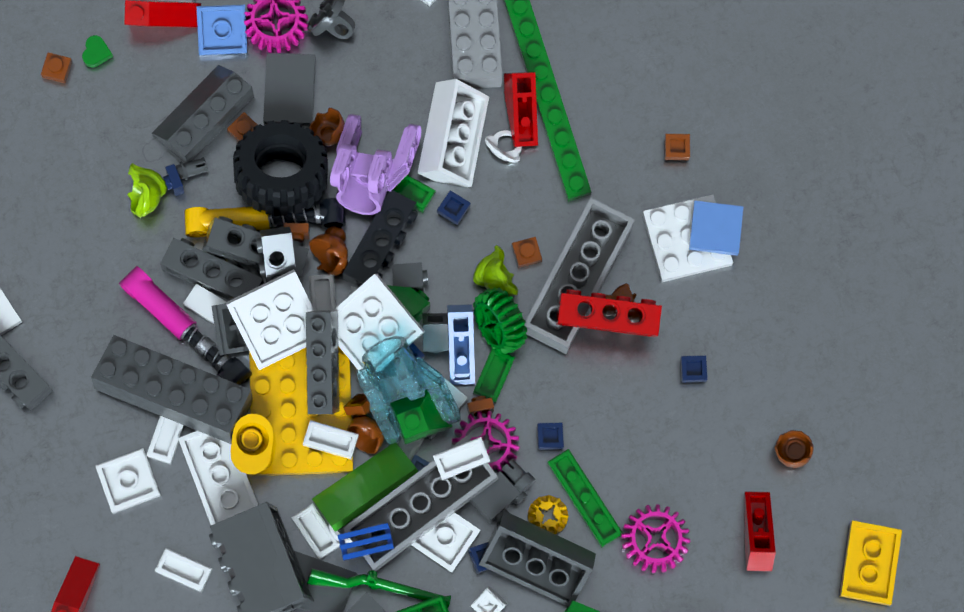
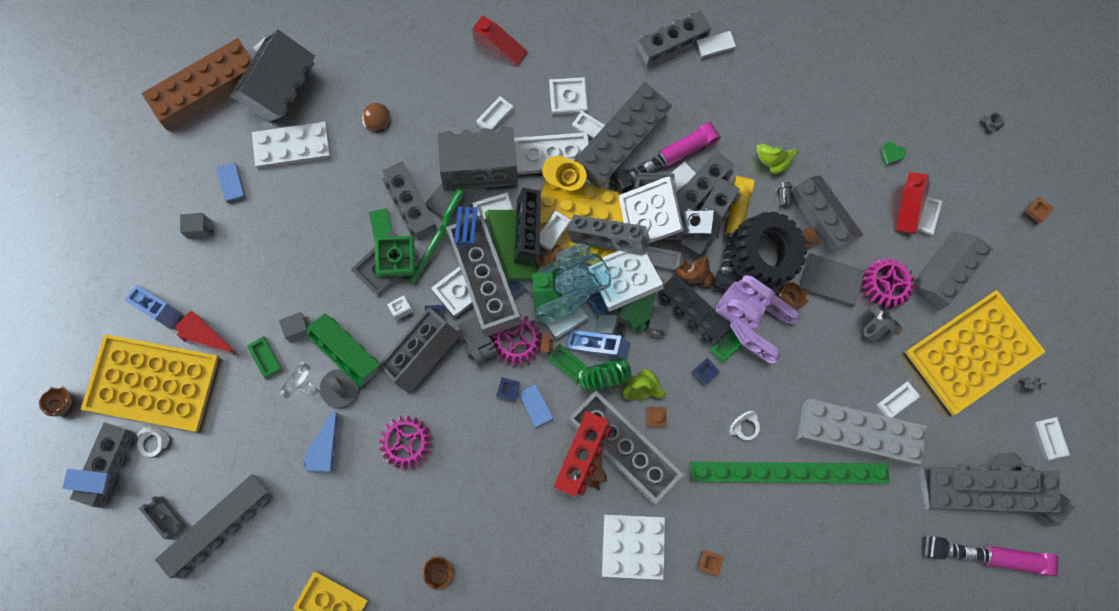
camera: 110 degrees right, 0 degrees up
(56, 67) = (886, 124): dark orange plate -> none
(173, 180) = (778, 177): dark blue plate -> none
(222, 30) = (890, 242): medium blue tile -> none
(299, 231) = (716, 252): dark orange plate -> none
(336, 471) = (527, 226): none -> black brick
(453, 133) = (766, 389): white slope -> none
(461, 458) = (502, 307): white tile -> none
(521, 107) = (773, 447): red slope -> none
(559, 398) = (535, 406): none -> medium blue tile
(559, 512) = (449, 379): yellow gear -> none
(585, 498) = (454, 401): green tile -> none
(693, 369) = (526, 515): dark blue plate -> none
(716, 228) = (633, 570): medium blue tile -> none
(759, 532) = (385, 523): red slope -> none

